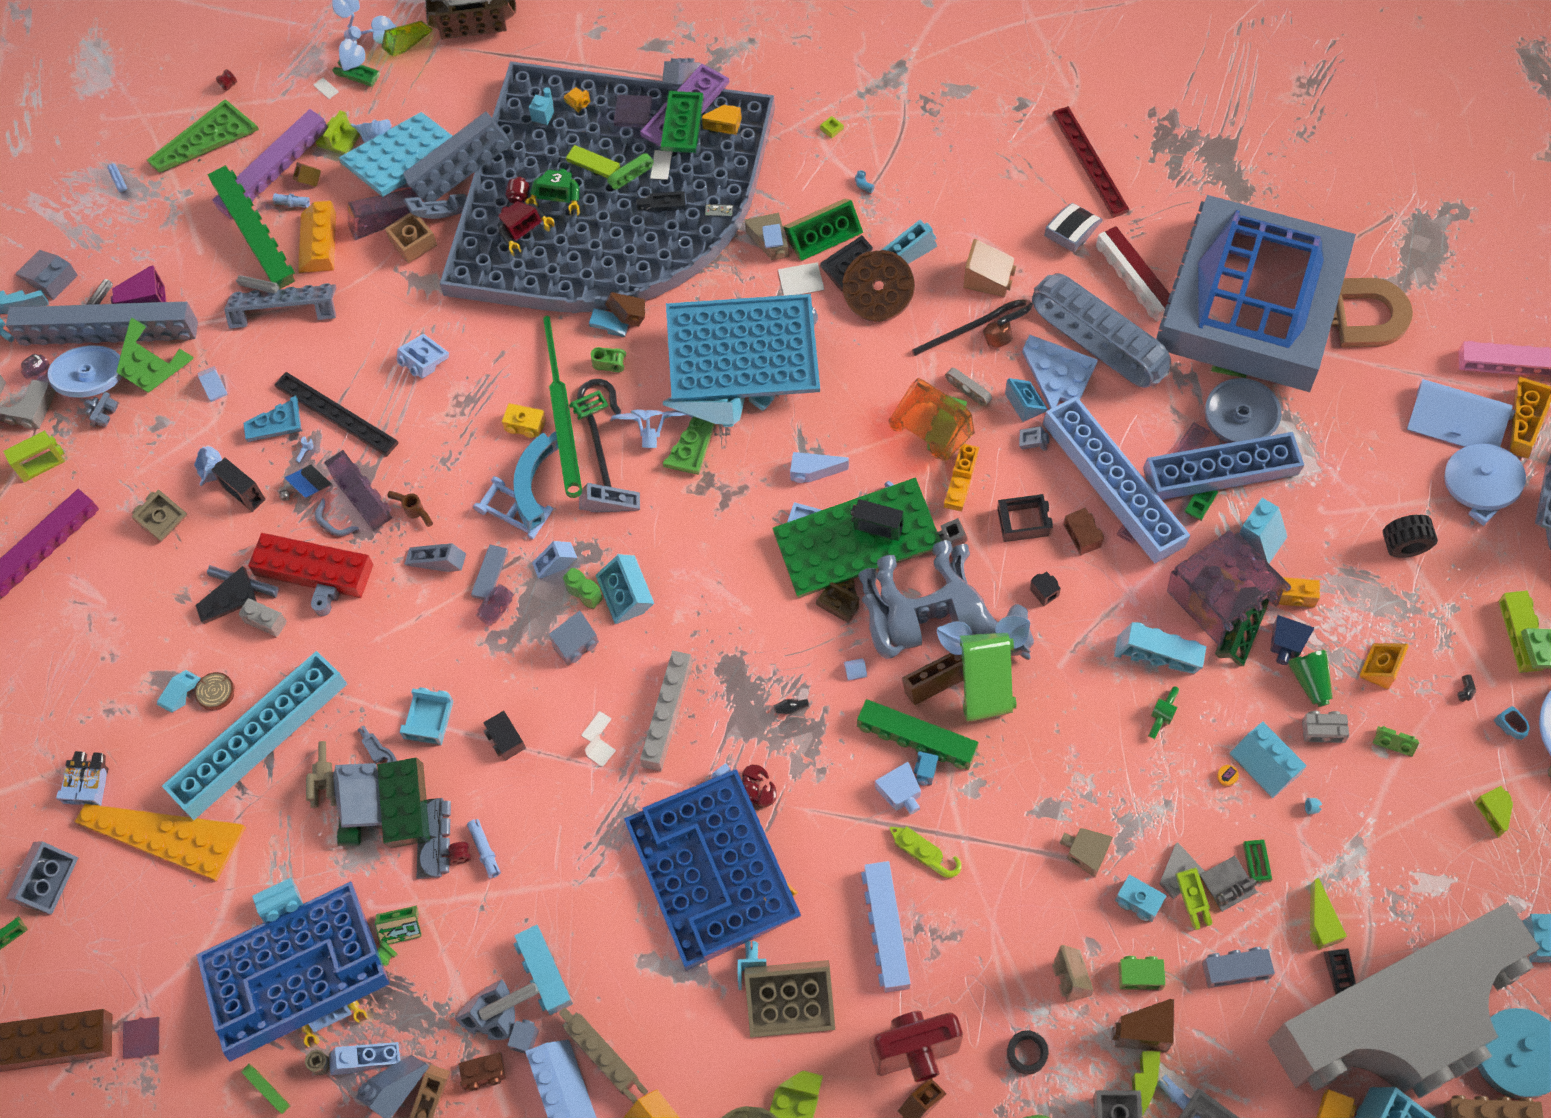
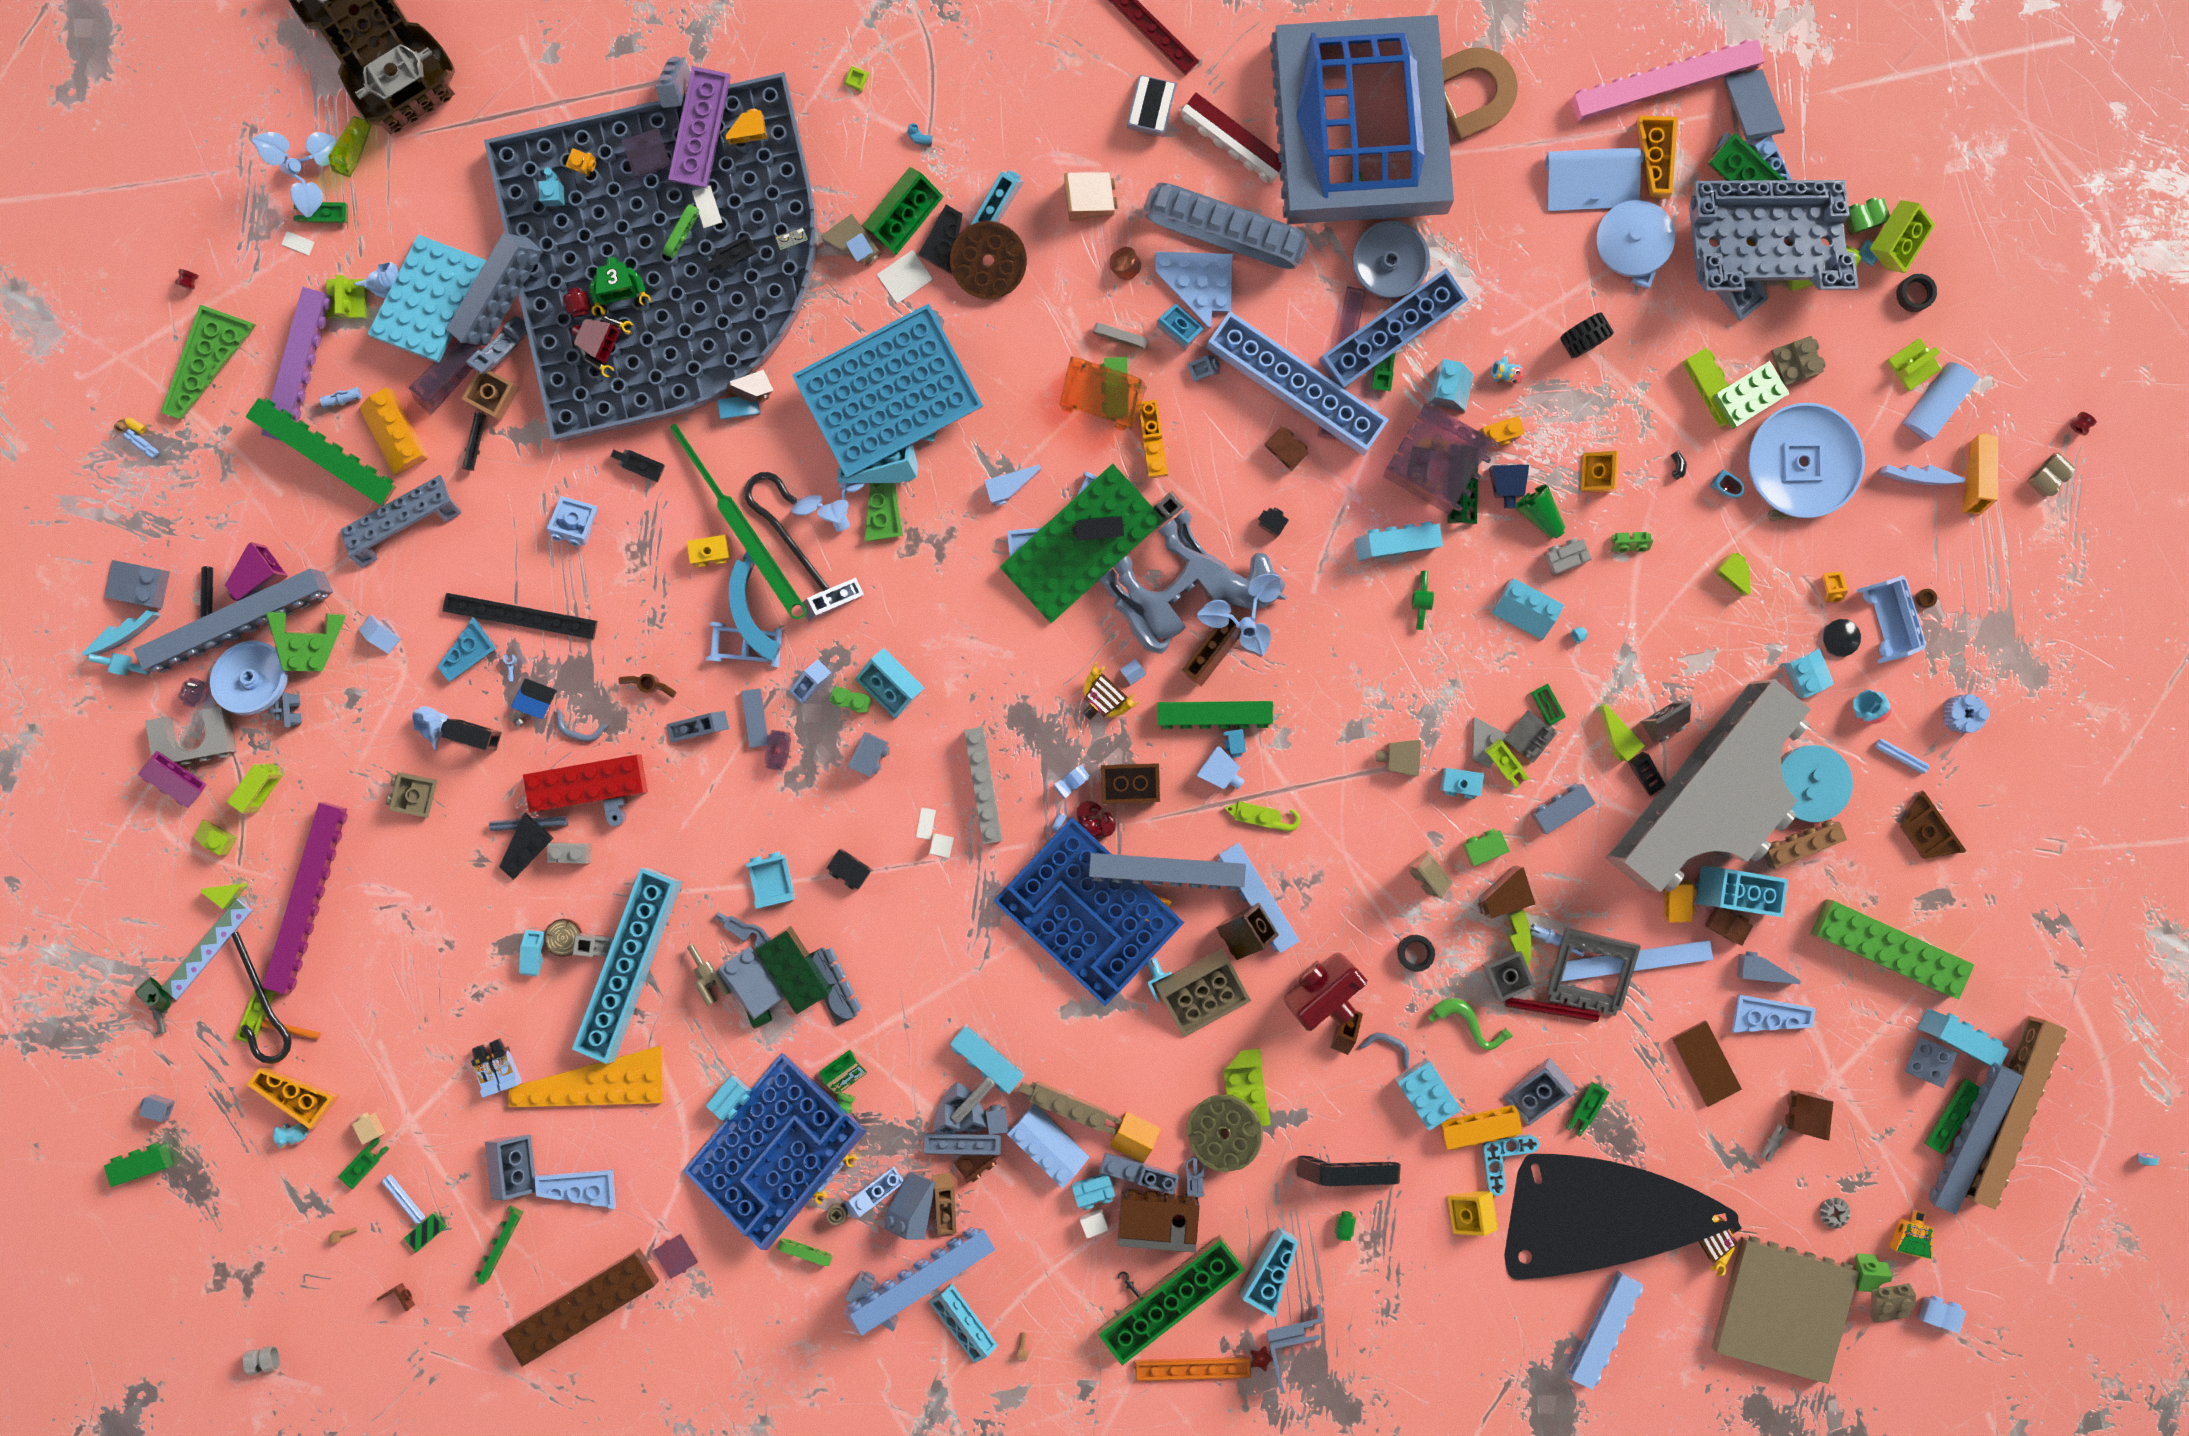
camera: 30 degrees left, 25 degrees up
(94, 927) = (579, 1187): none -> light blue wing
(118, 160) = (129, 423): none -> arm
(231, 701) = (591, 944): none -> light grey brick
(257, 284) = (363, 510): light grey axle -> none
(306, 174) = (339, 360): pearl gold panel -> none
(358, 490) = (590, 691): clear purple wedge -> none
(363, 283) = (472, 448): none -> black pin
(459, 853) = (863, 990): dark red wheel -> none
(476, 1045) = (962, 1144): none -> sand blue plate
(487, 856) = (882, 976): light blue pin -> none
(502, 334) = (639, 464): none -> black hinge
(578, 410) = (757, 521): green tile -> none
(592, 161) = (635, 234): lime tile -> none
(609, 359) = (759, 448): bright green piece -> none
(682, 121) = (708, 152): green plate -> none
(755, 740) = (1071, 781): none -> light blue leg
(790, 706) = (1090, 733): black piece -> none
(806, 853) = (1167, 870): none -> sand blue brick
(807, 763) = (1130, 783): none -> reddish brown brick
(818, 676) = (1104, 696): none -> torso
(840, 600) = (1091, 610): dark brown slope -> none
(860, 949) = (1247, 931): none -> dark brown slope
(978, 322) = (1102, 255): black piece -> none
(987, 675) = (1257, 639): bright green windscreen -> none
(1020, 503) = (1210, 467): black window -> none
(1227, 775) = (1497, 636): light orange tile -> none
(1323, 545) = (1508, 372): none -> medium azure animal
(1380, 919) = (1667, 720): none -> flat silver slope

